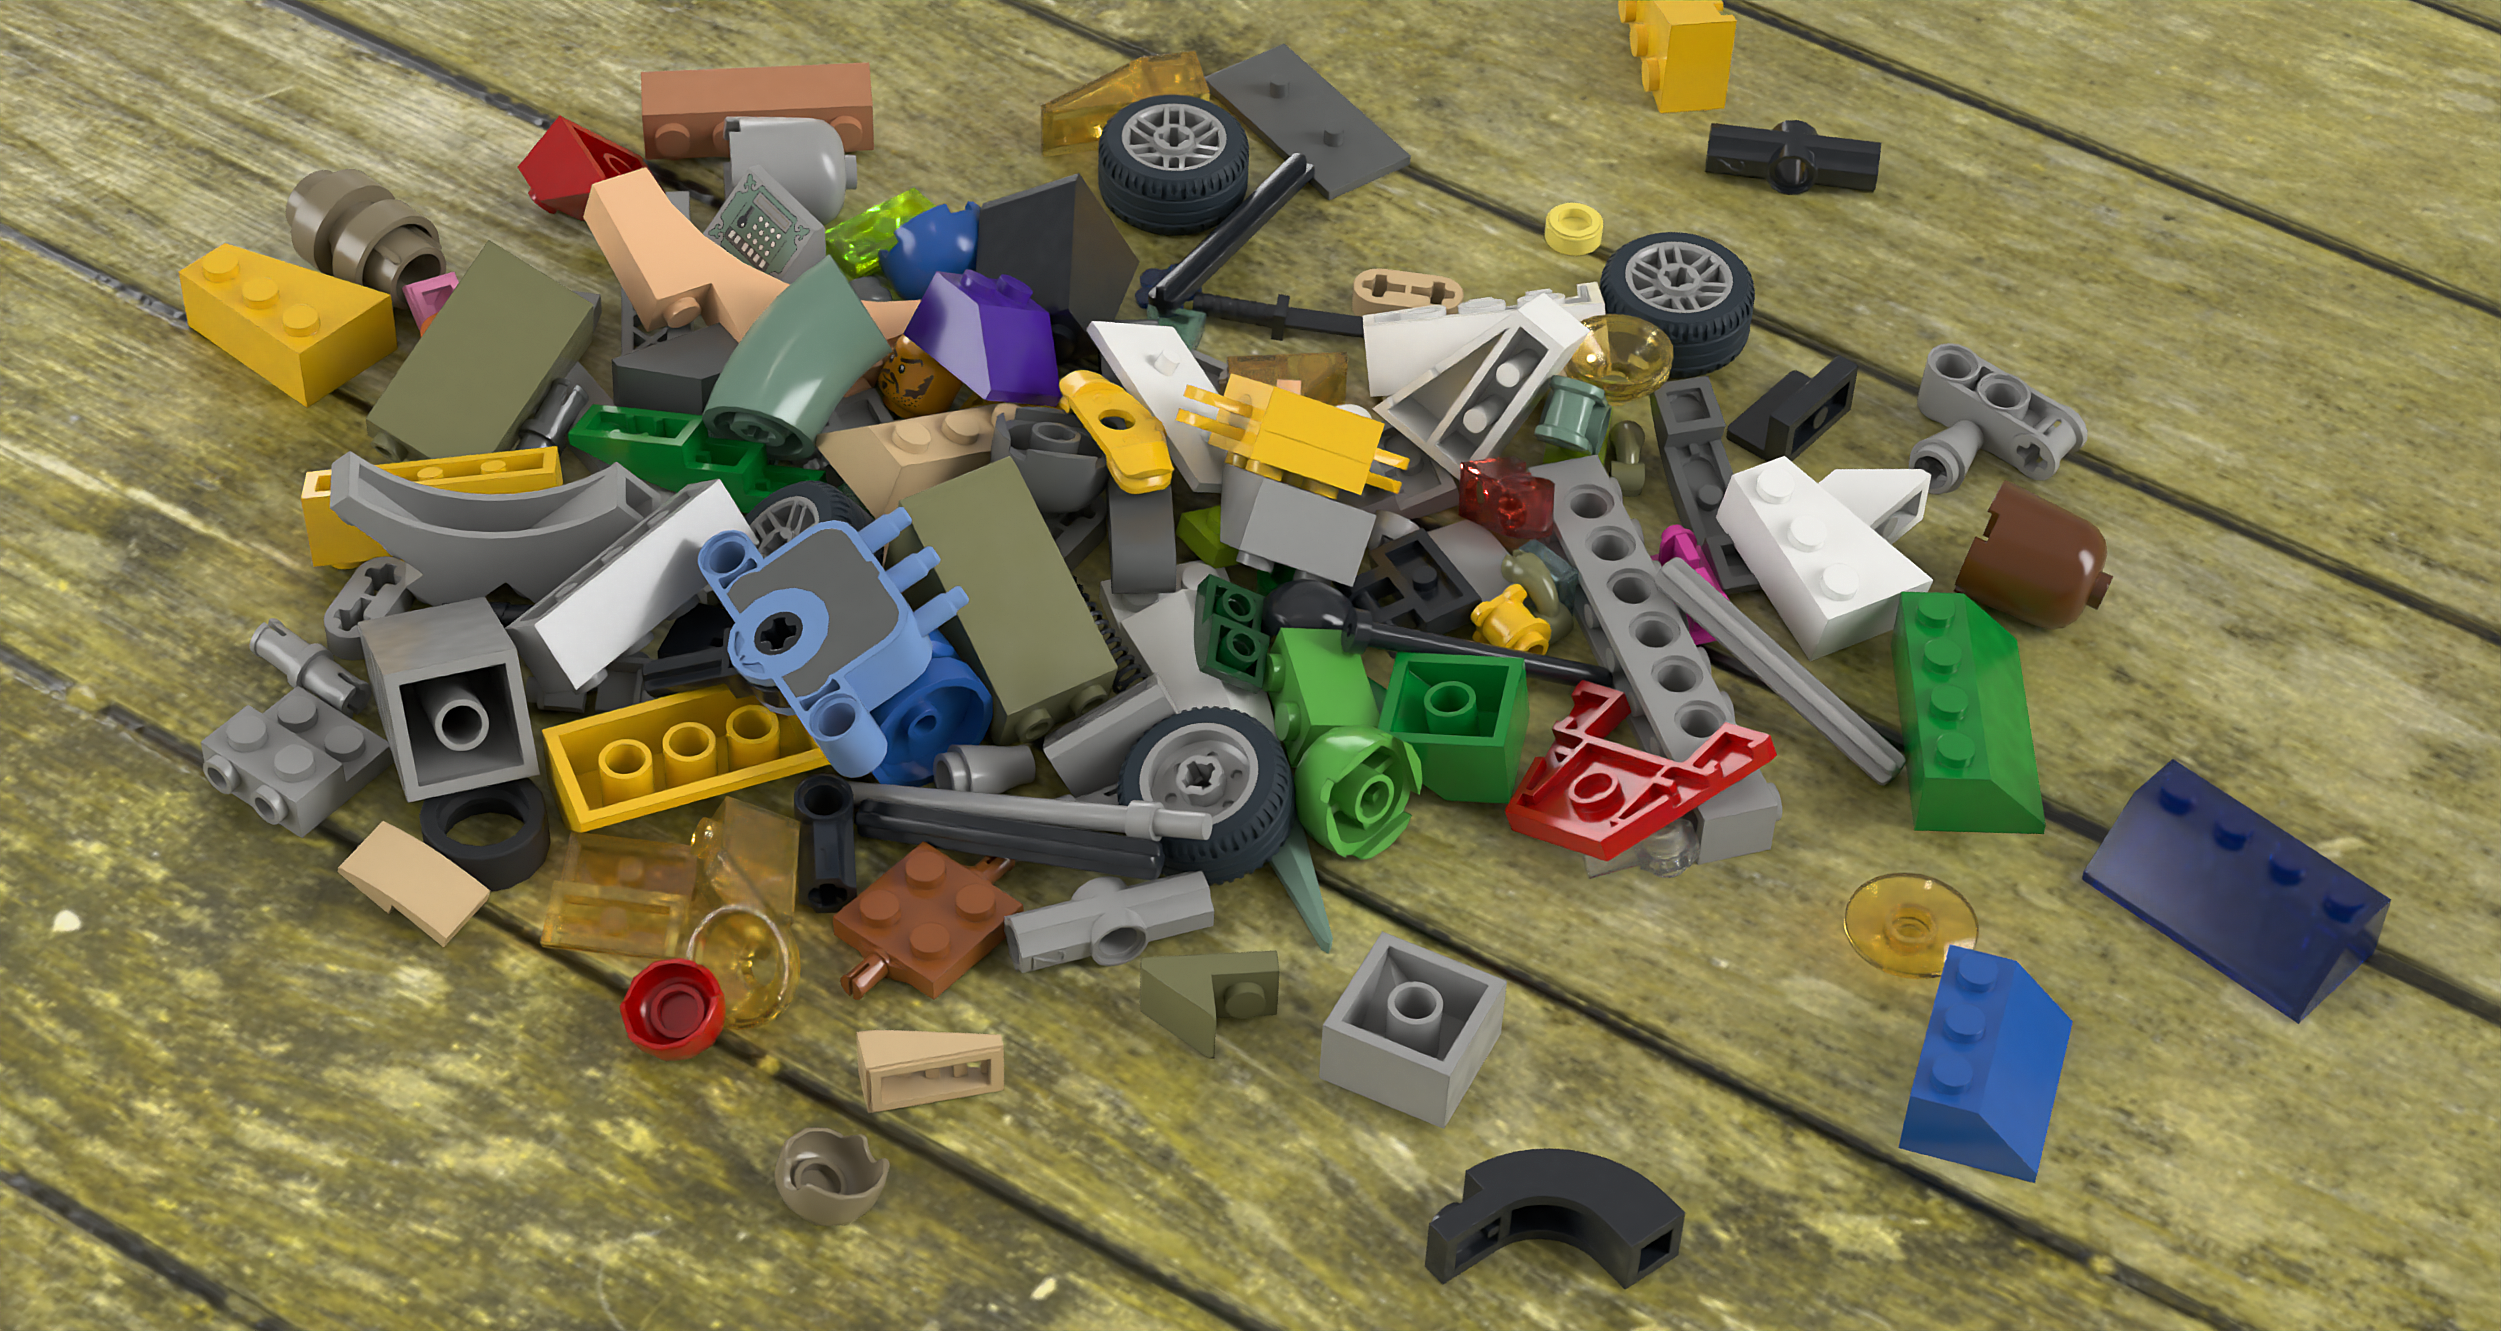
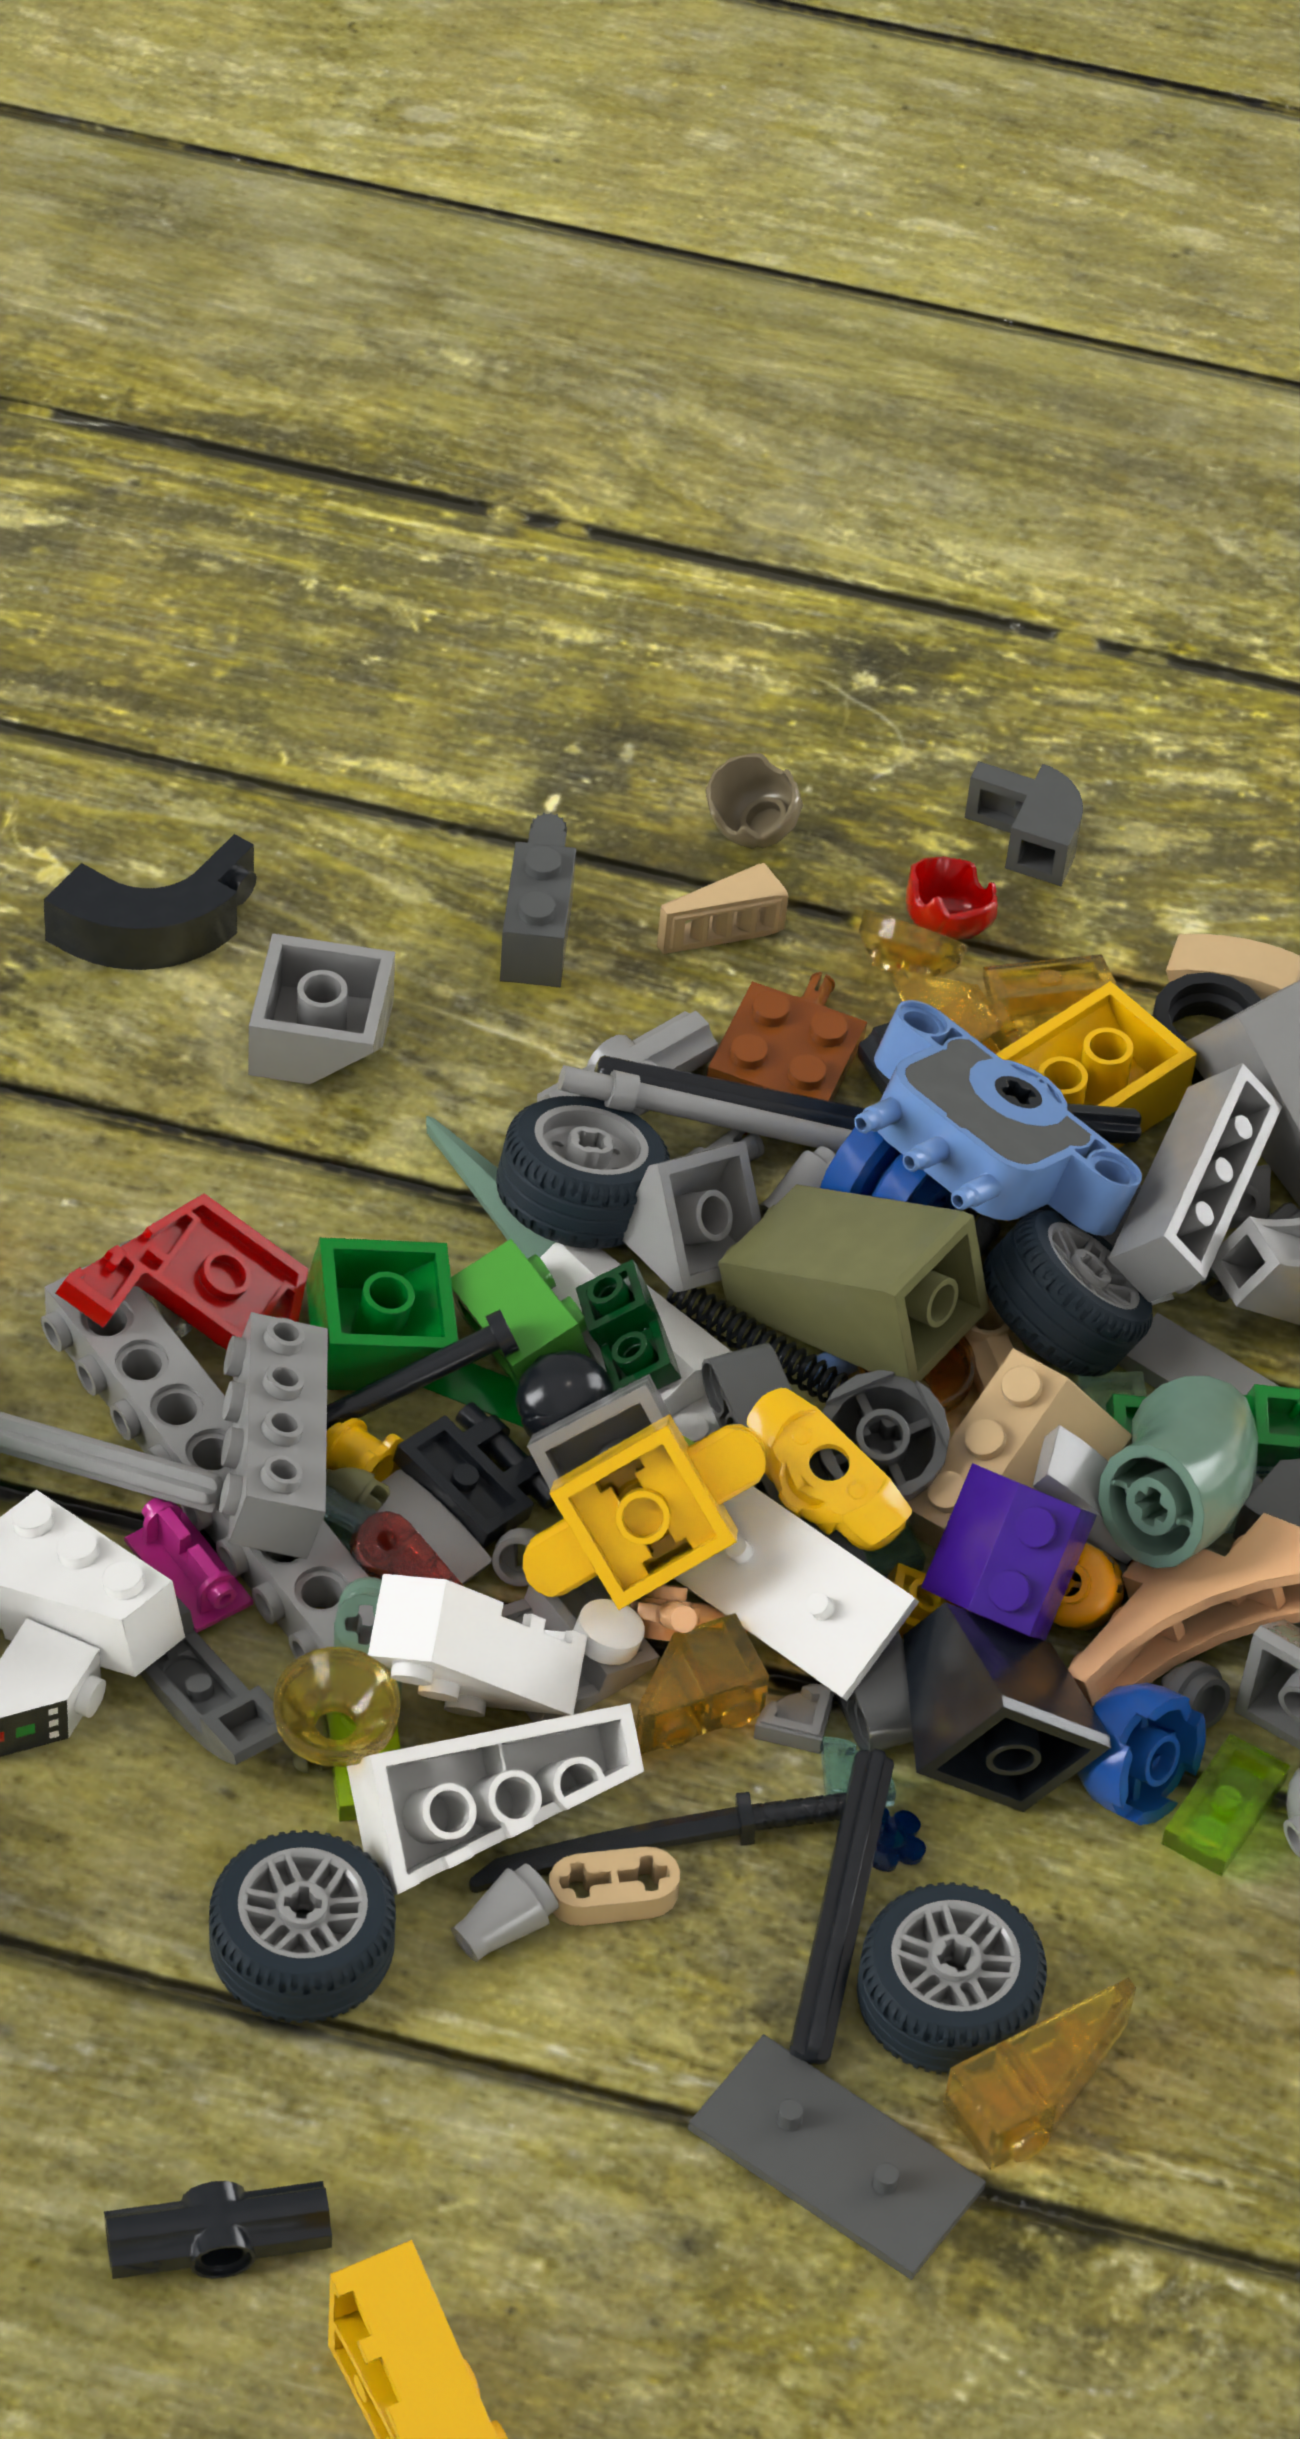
camera: 160 degrees right, 5 degrees up
(518, 1093) = (1036, 812): none -> dark grey brick
(892, 382) = (1072, 1473): none -> light grey slope
(1127, 1110) = (539, 905): none -> dark grey hinge
(1194, 990) = (521, 1026): olive slope -> none
(1356, 789) = (462, 1211): bright green cylinder -> none
(1502, 283) = (506, 1912): none -> light grey cone
(1573, 229) = (457, 2059): light yellow tile -> none
(1598, 591) = (275, 1435): none -> light grey brick
(1796, 411) = (133, 1839): black panel -> none

